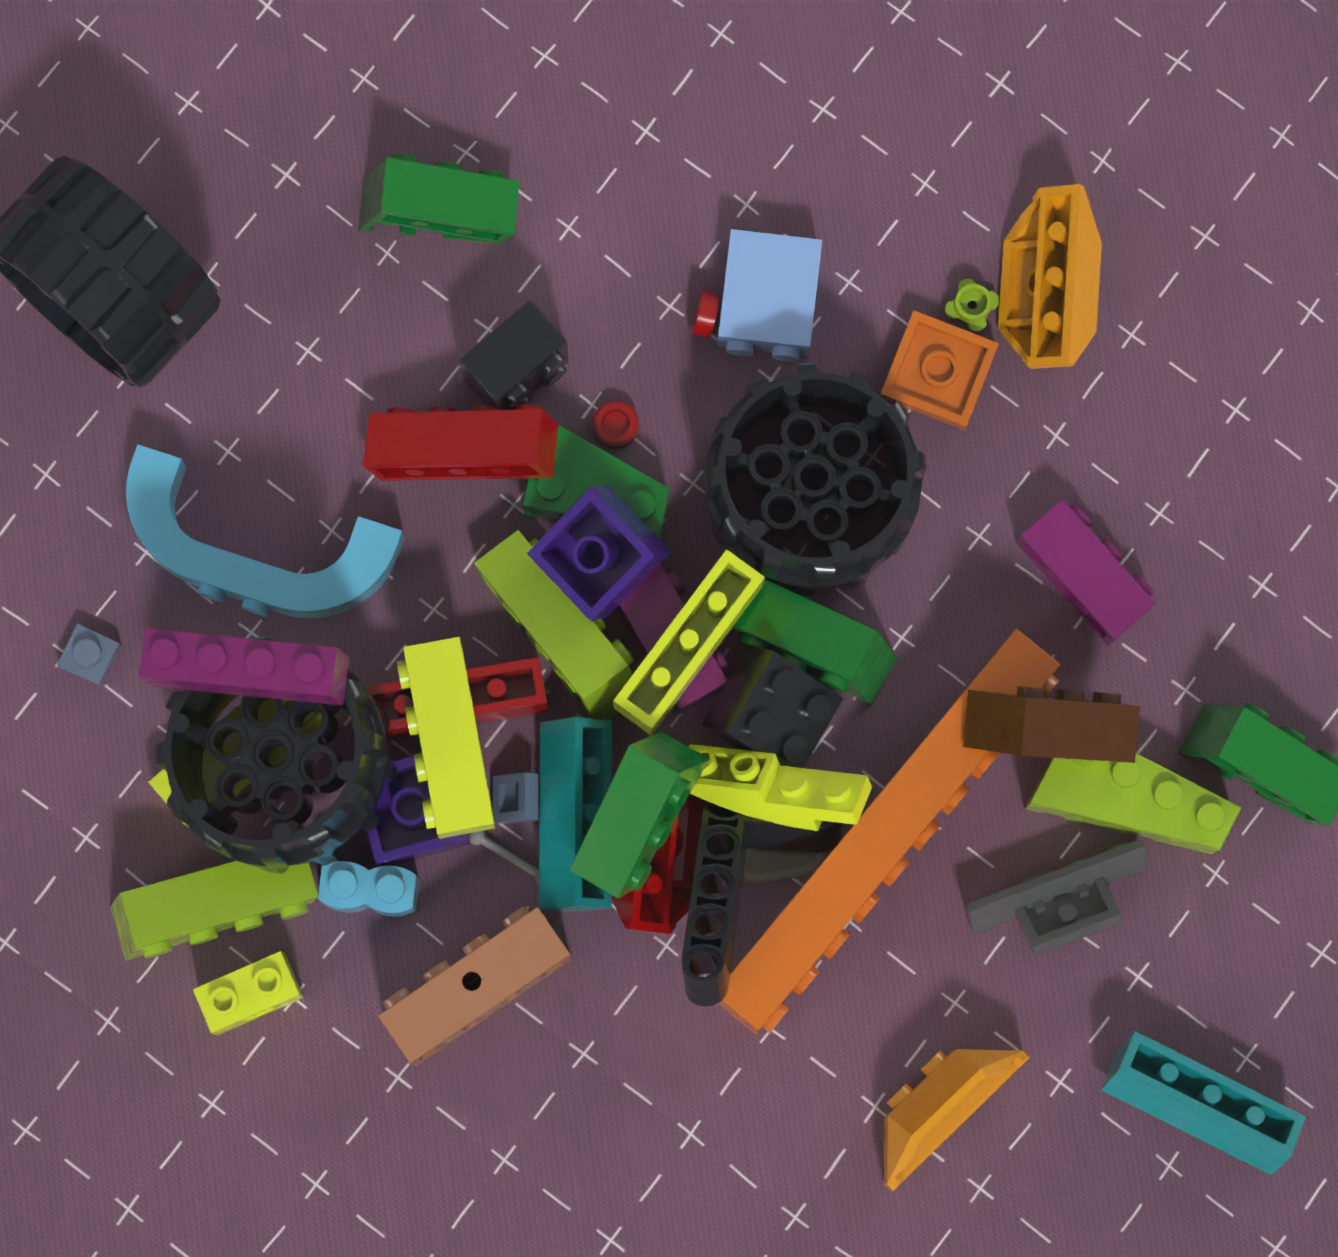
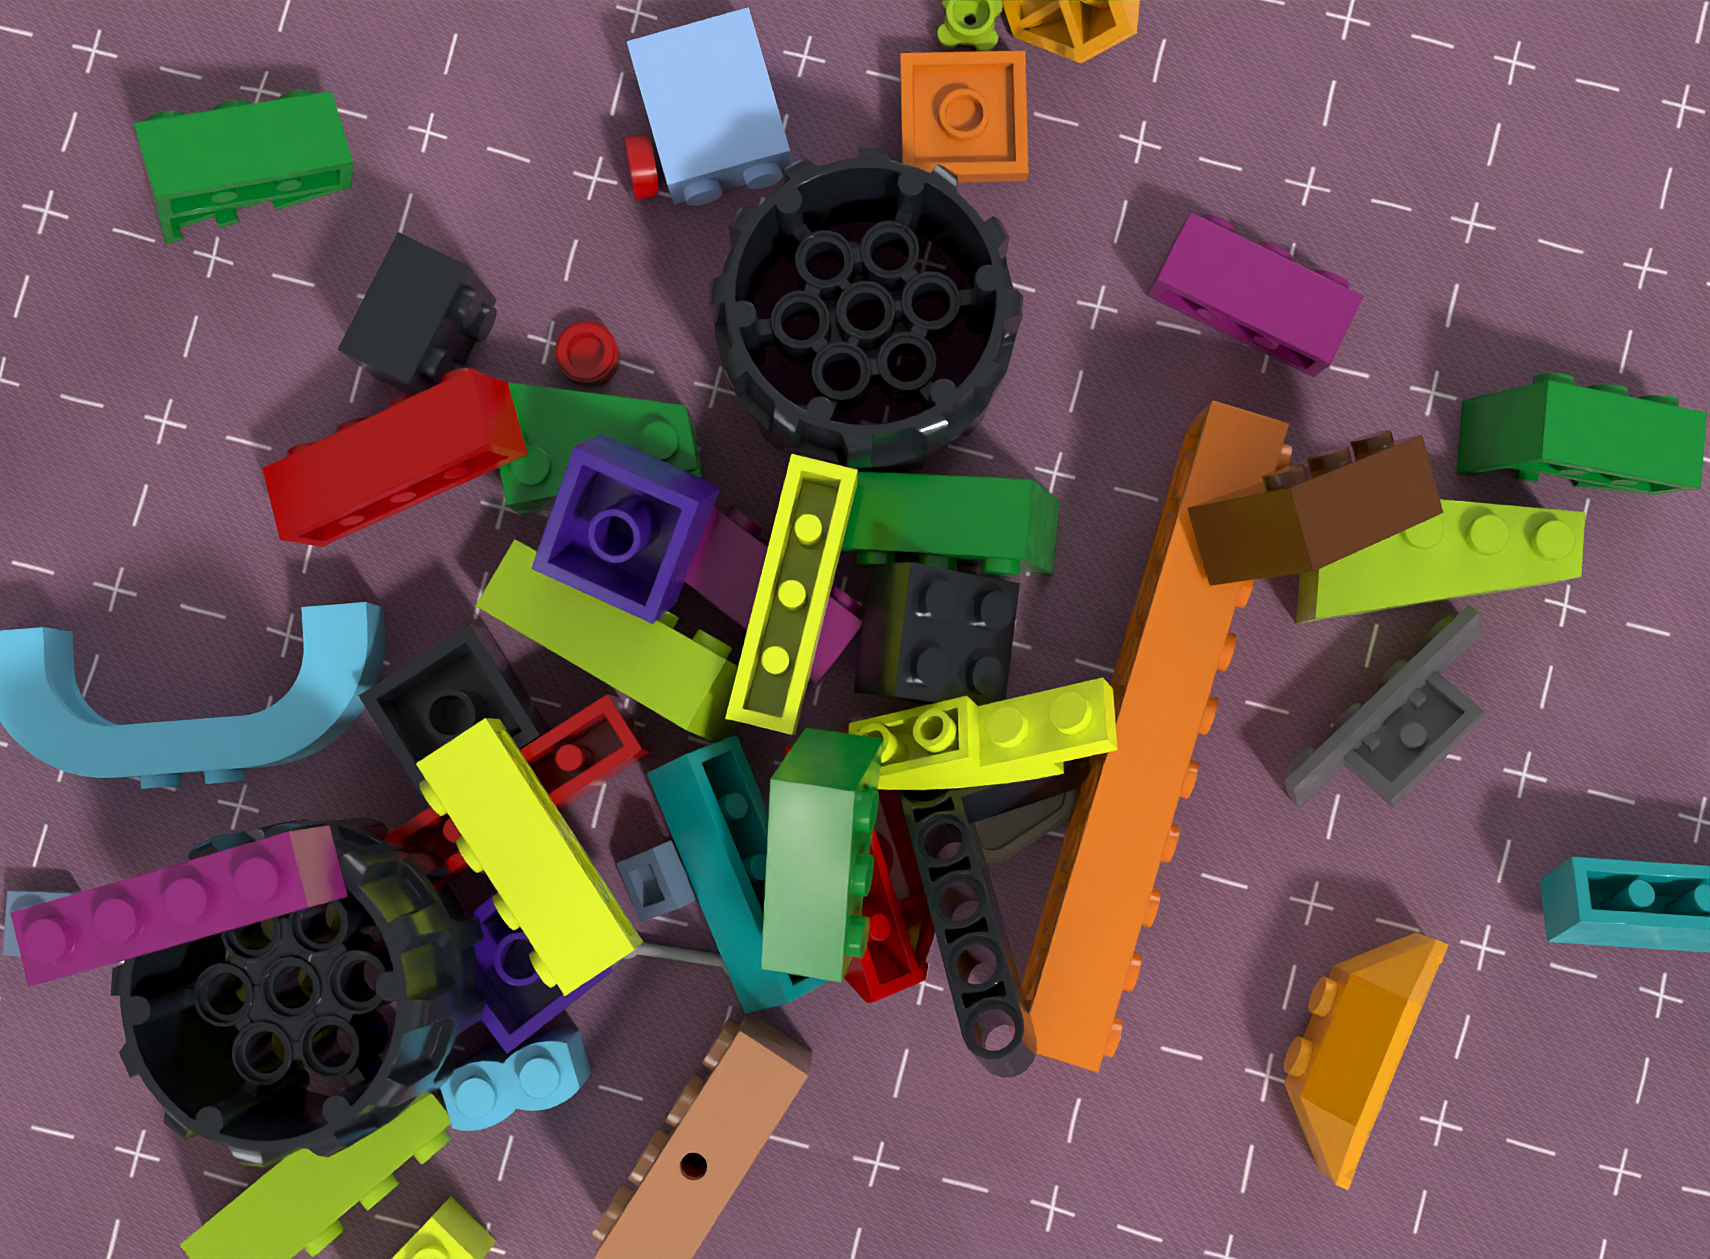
camera: 15 degrees left, 5 degrees up
(427, 614) = (448, 694): none -> black brick

